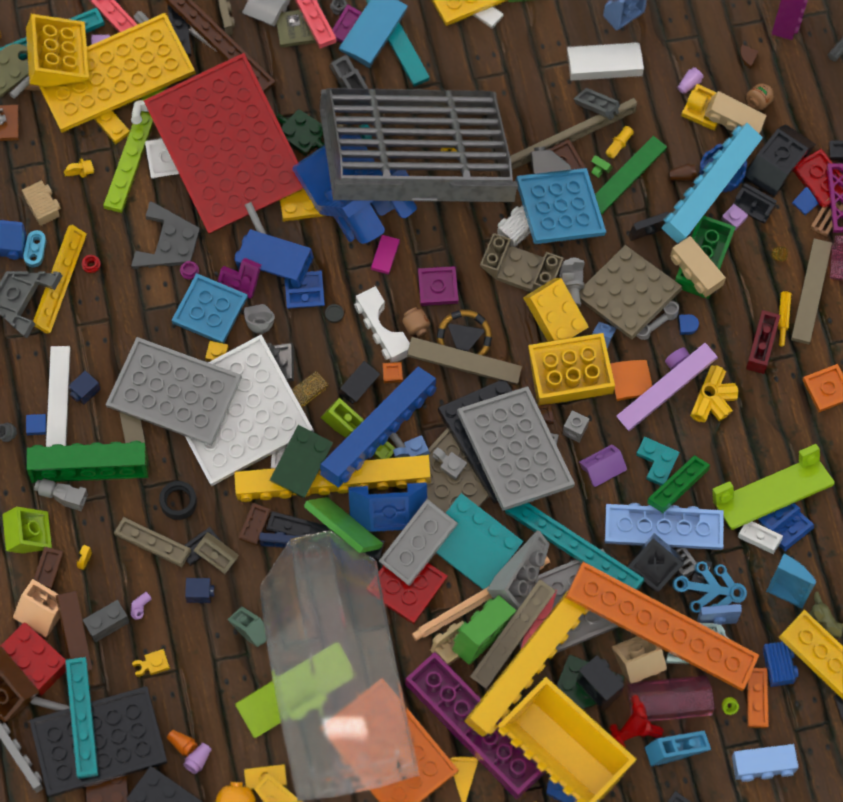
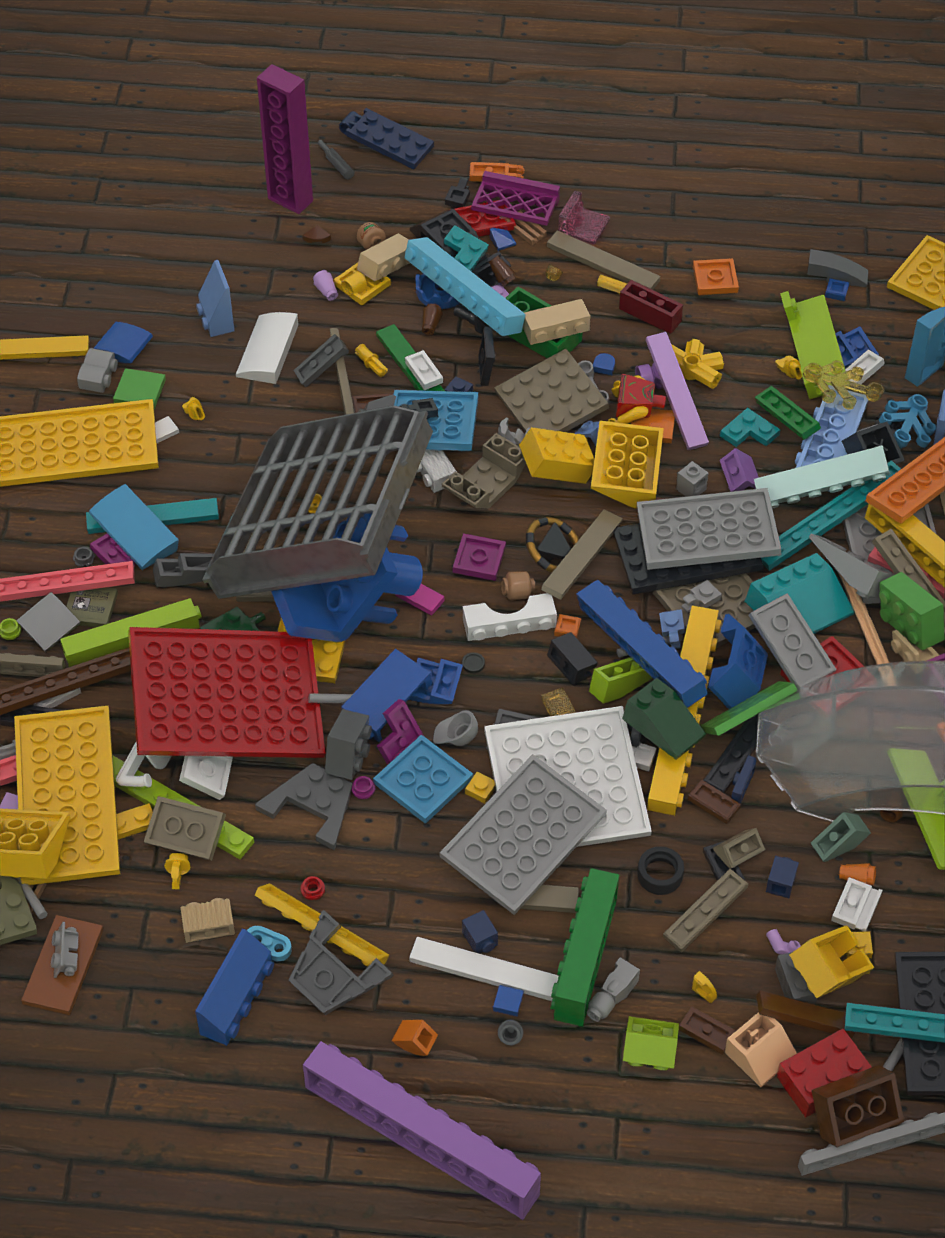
camera: 70 degrees left, 15 degrees down
(110, 160) = (184, 828): none -> dark tan plate
(117, 637) = (821, 962): none -> yellow piece
(190, 652) = (856, 905): none -> white plate
(212, 243) = (347, 744): none -> dark grey brick
(219, 648) = (860, 872): none -> orange cone
(276, 63) = (114, 636): none -> lime brick
(515, 29) = (194, 409): none -> yellow piece
(560, 192) = (423, 405): none -> black plate
(600, 166) = (393, 380): bright green tile -> none
(605, 526) = (825, 476): none -> light aqua brick
(614, 219) = (459, 385): none -> dark blue plate
(617, 183) = (424, 370): none -> white plate
(643, 356) = (635, 398): none -> red torso
(723, 515) = (819, 375): none -> clear yellow plant
(742, 474) = (790, 366): none -> yellow piece
(755, 210) = (502, 271): none -> reddish brown cone
(761, 177) = (468, 246): none -> teal plate

